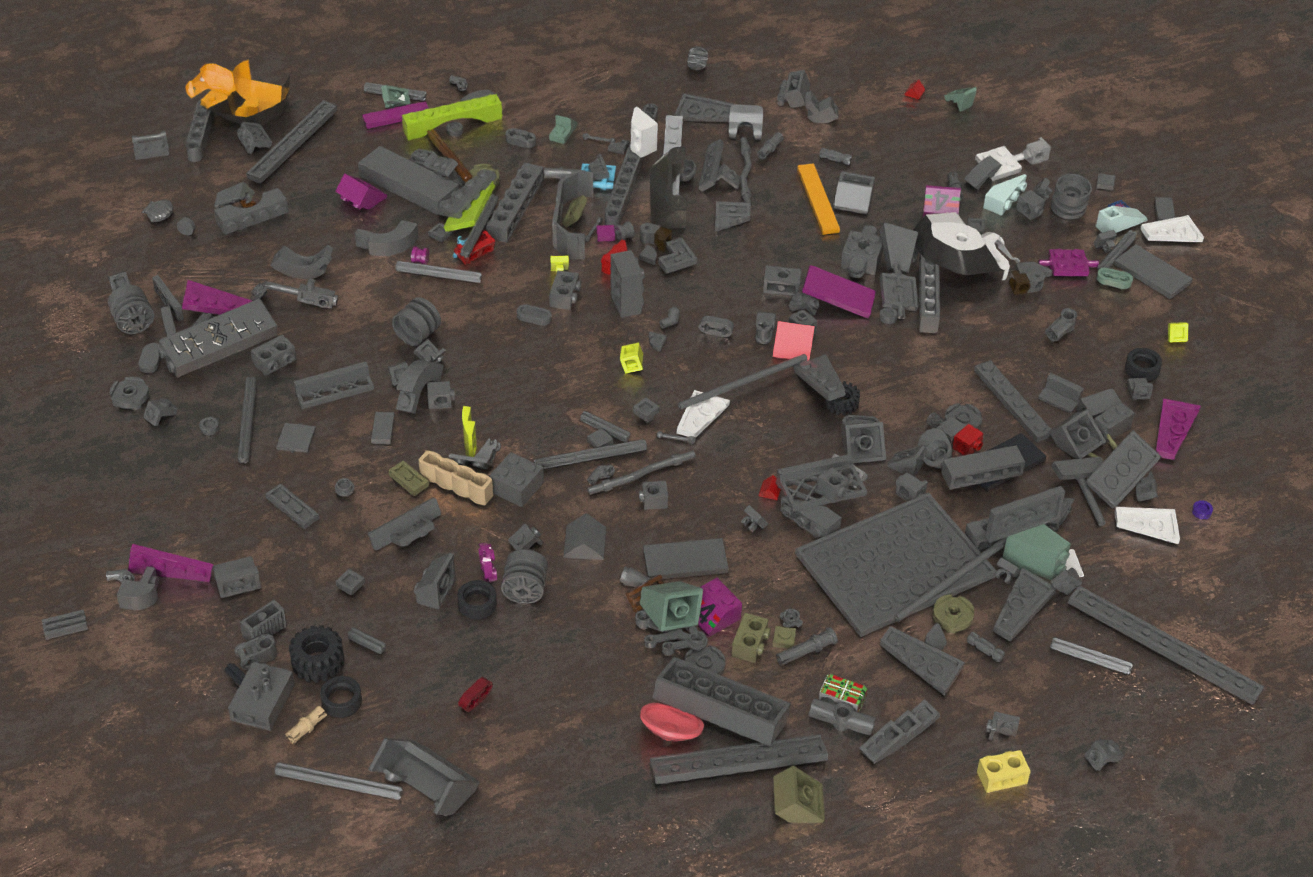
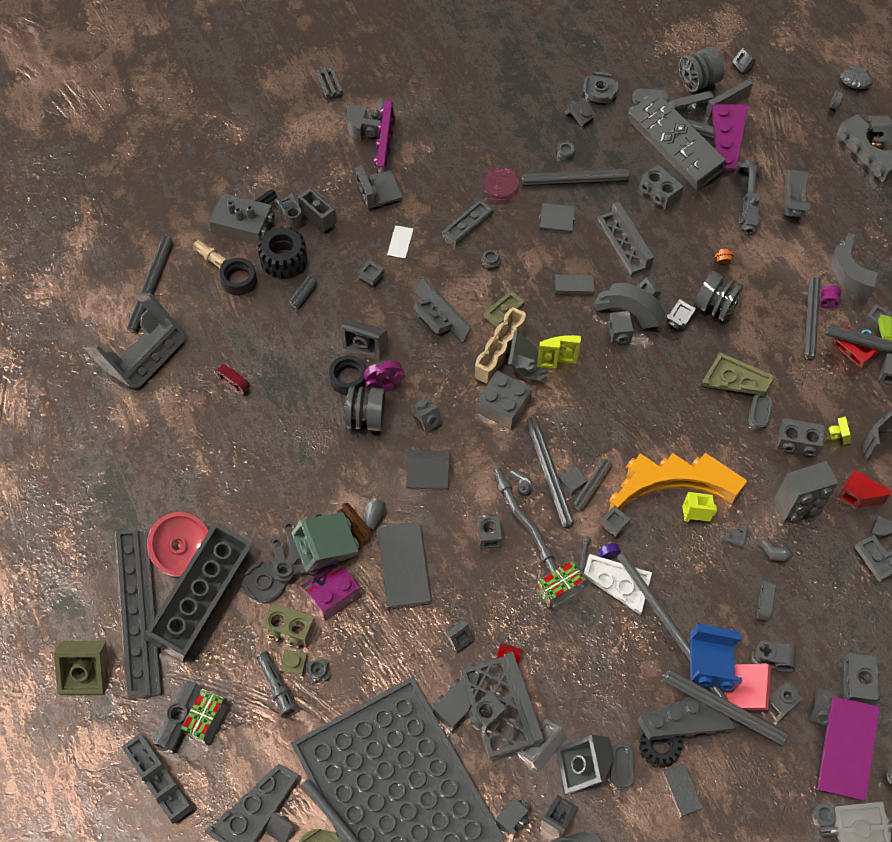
camera: 90 degrees right, 15 degrees up
(245, 478) = (500, 183): none -> clear pink tile
(308, 562) = (400, 241): none -> white sticker
(365, 319) = (724, 256): none -> orange plate
(499, 323) = (737, 376): none -> olive wing
(599, 386) = (703, 475): none -> light orange arch
(673, 416) = (609, 551): none -> dark purple tile
(706, 448) = (561, 585): none -> piece
(772, 357) = (713, 657): none -> blue panel
(811, 354) = (725, 707): none -> dark grey axle
(877, 390) = (682, 790): none -> dark grey tile

